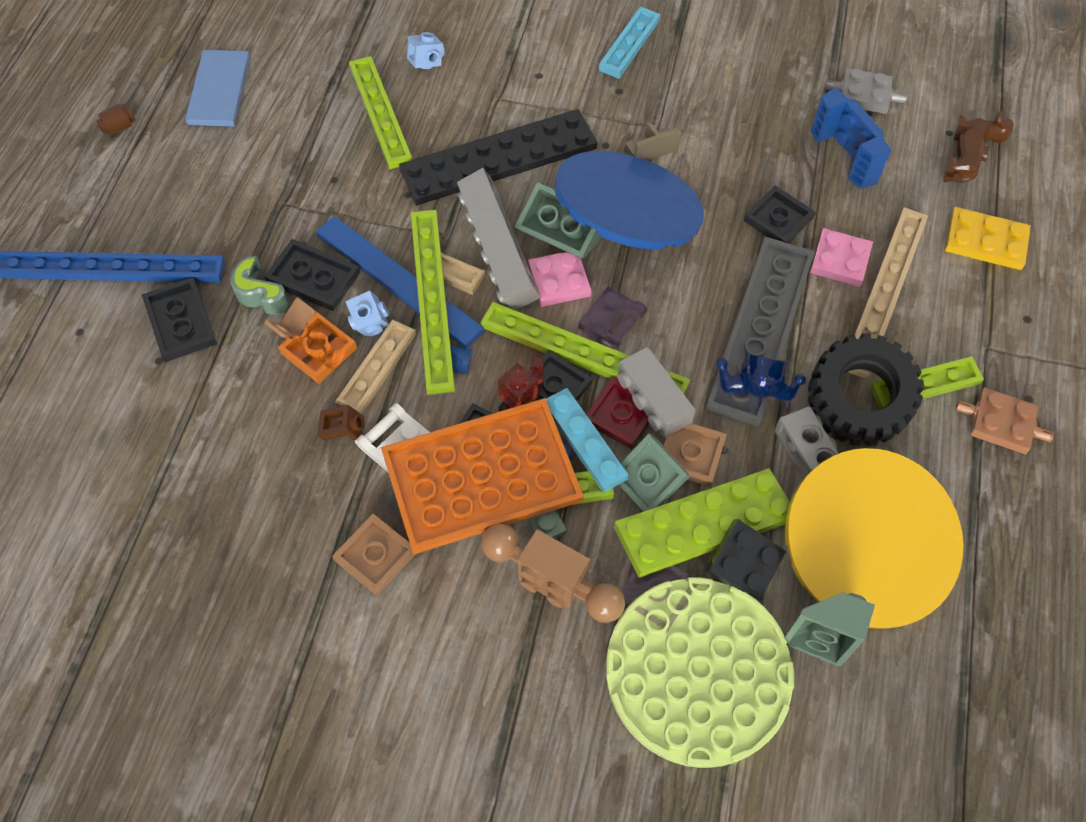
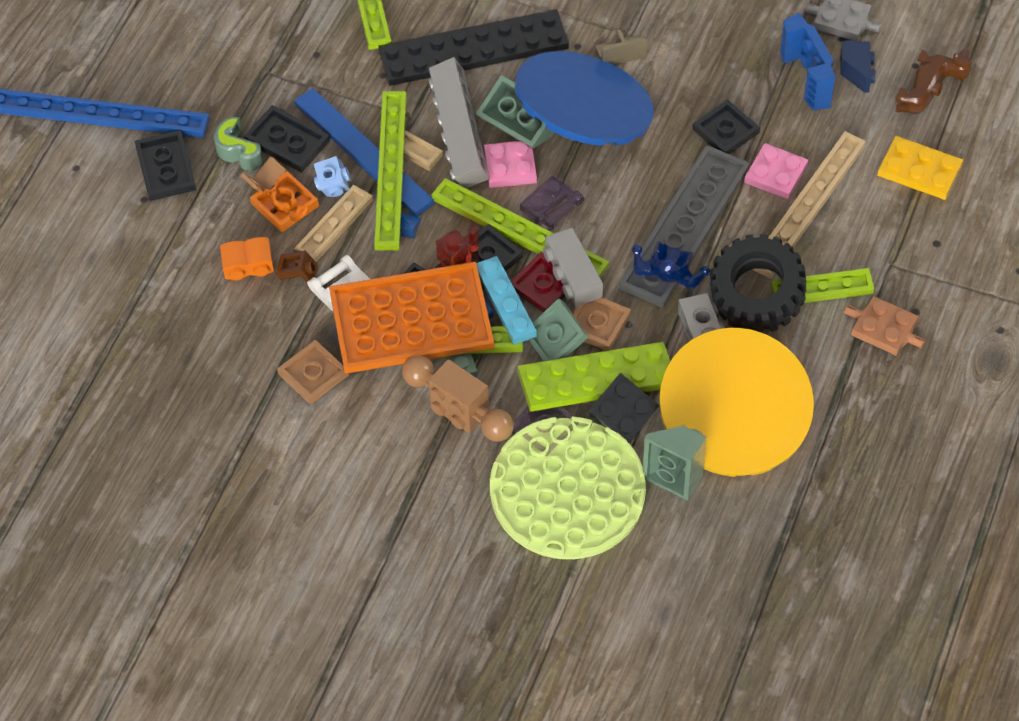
camera: 10 degrees right, 5 degrees down
(281, 420) = (246, 258): none -> orange brick
(899, 136) = (856, 64): none -> dark blue slope

